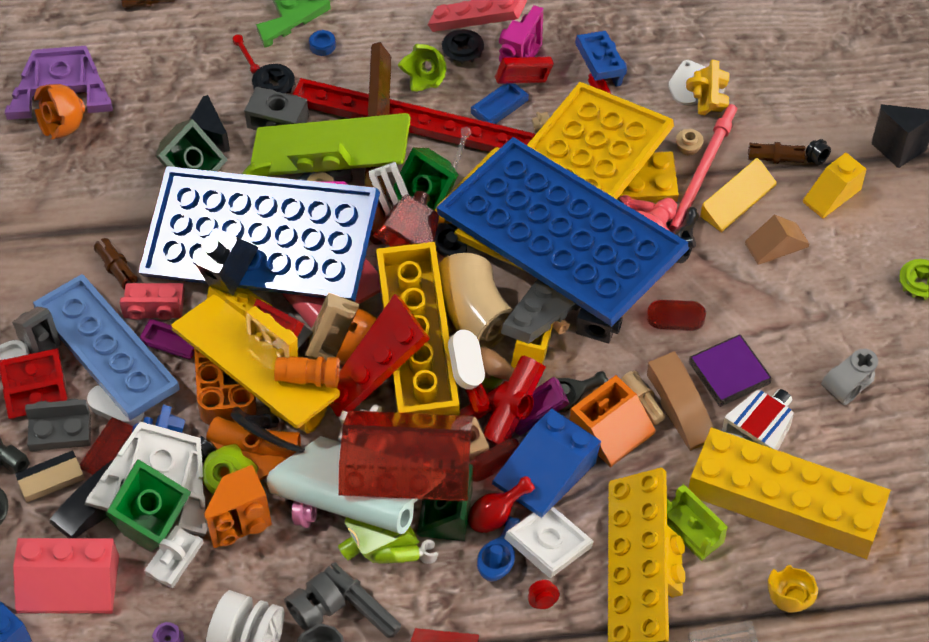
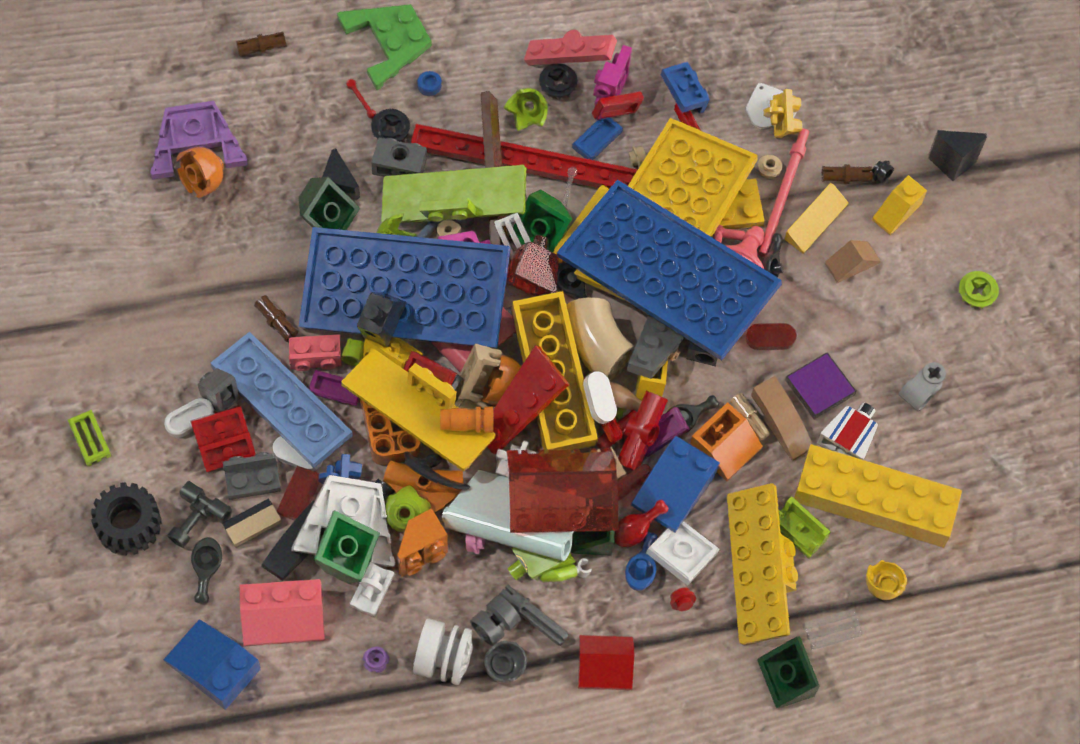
camera: 10 degrees left, 10 degrees up
(193, 299) = (352, 352): none -> lime hose

